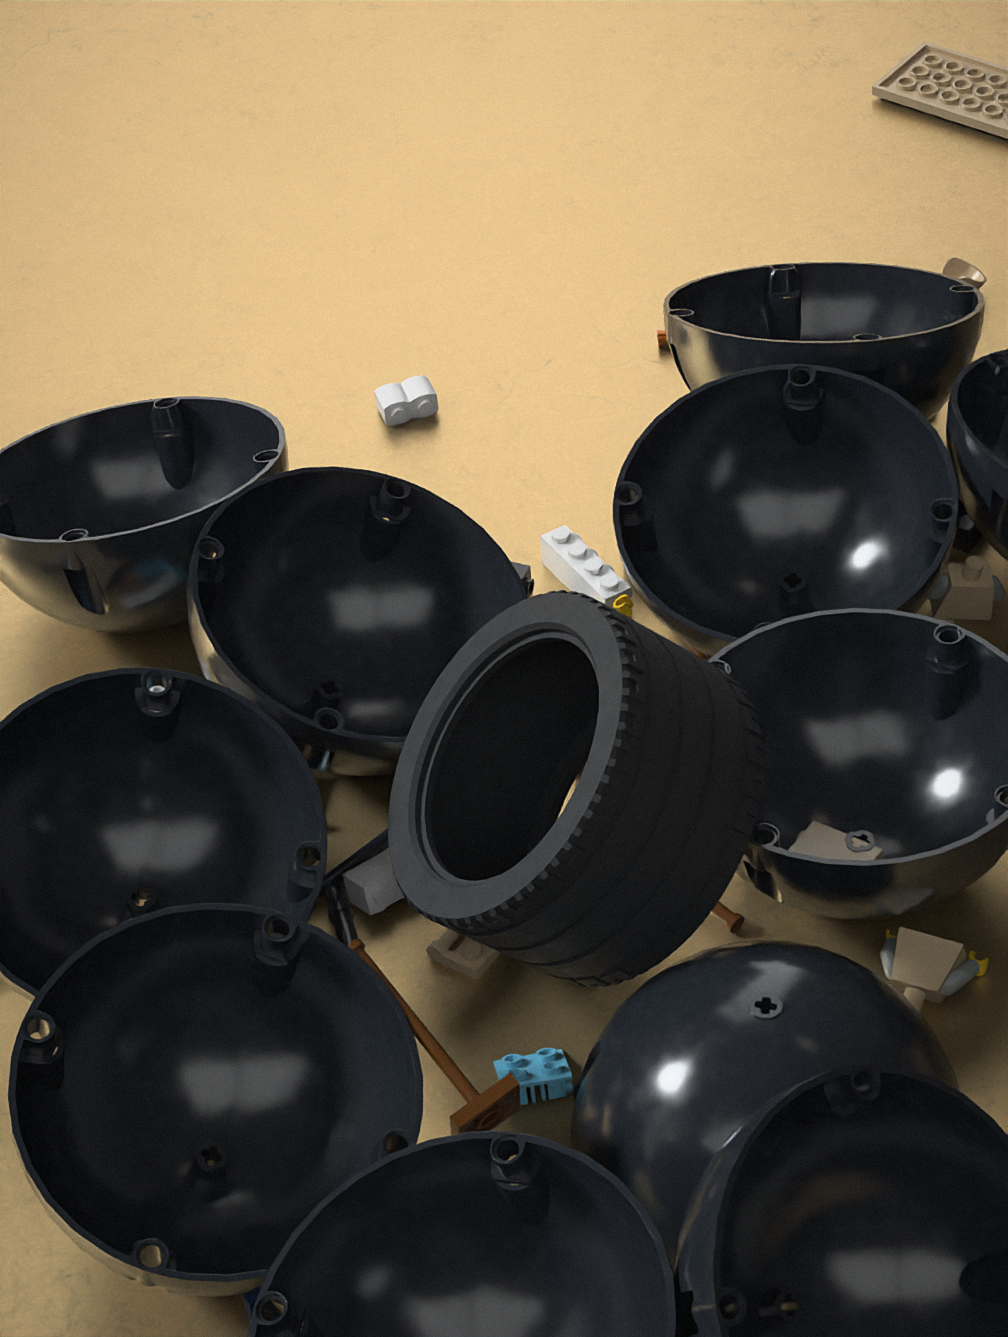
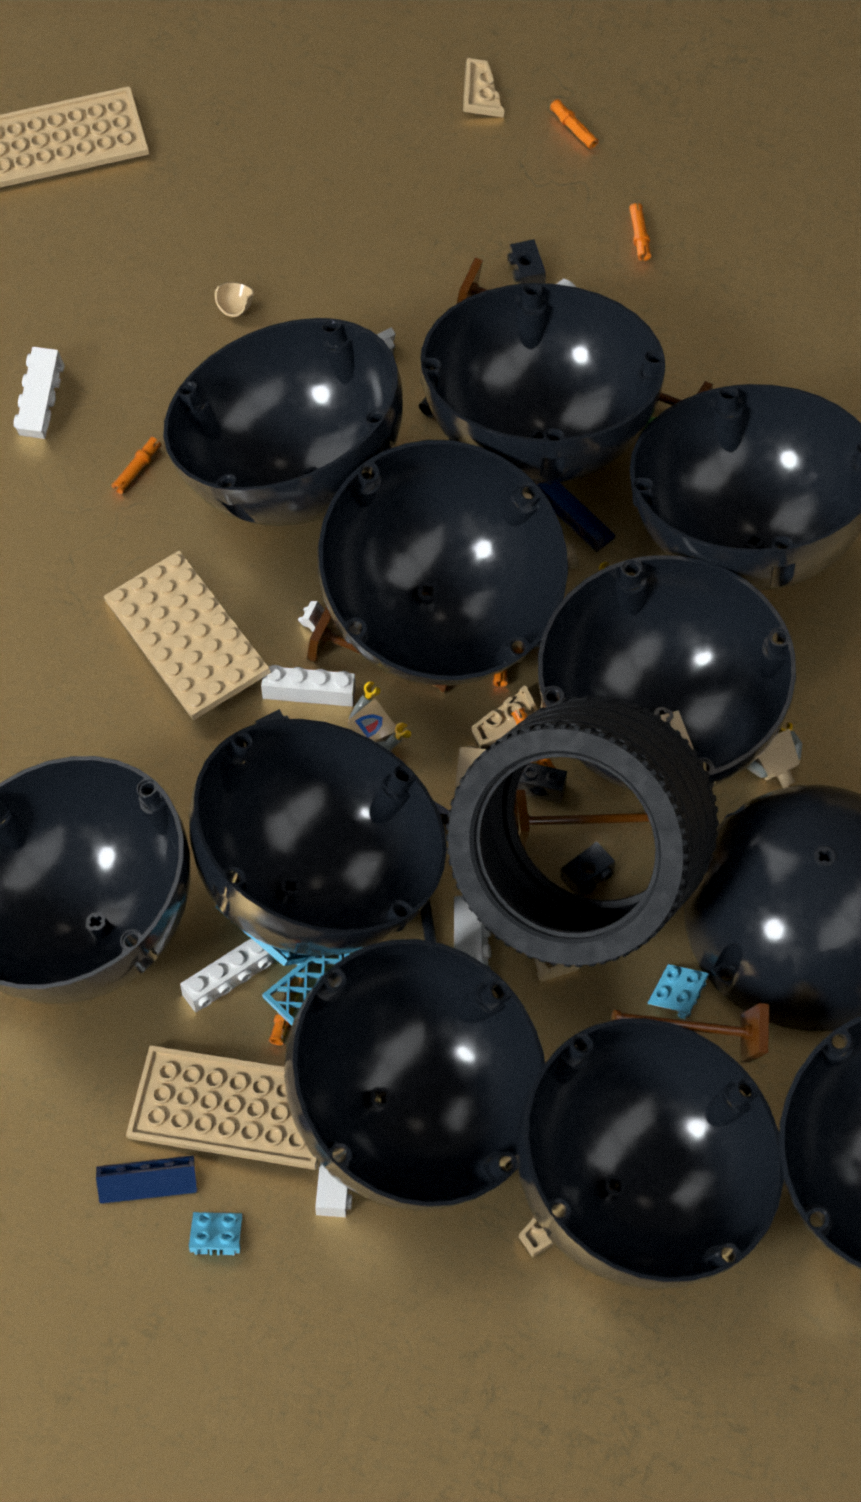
camera: 55 degrees left, 20 degrees up
(406, 400) = (38, 662): white brick -> none
(543, 462) = (186, 635): none -> tan plate
(696, 232) = (38, 392): none -> white wedge

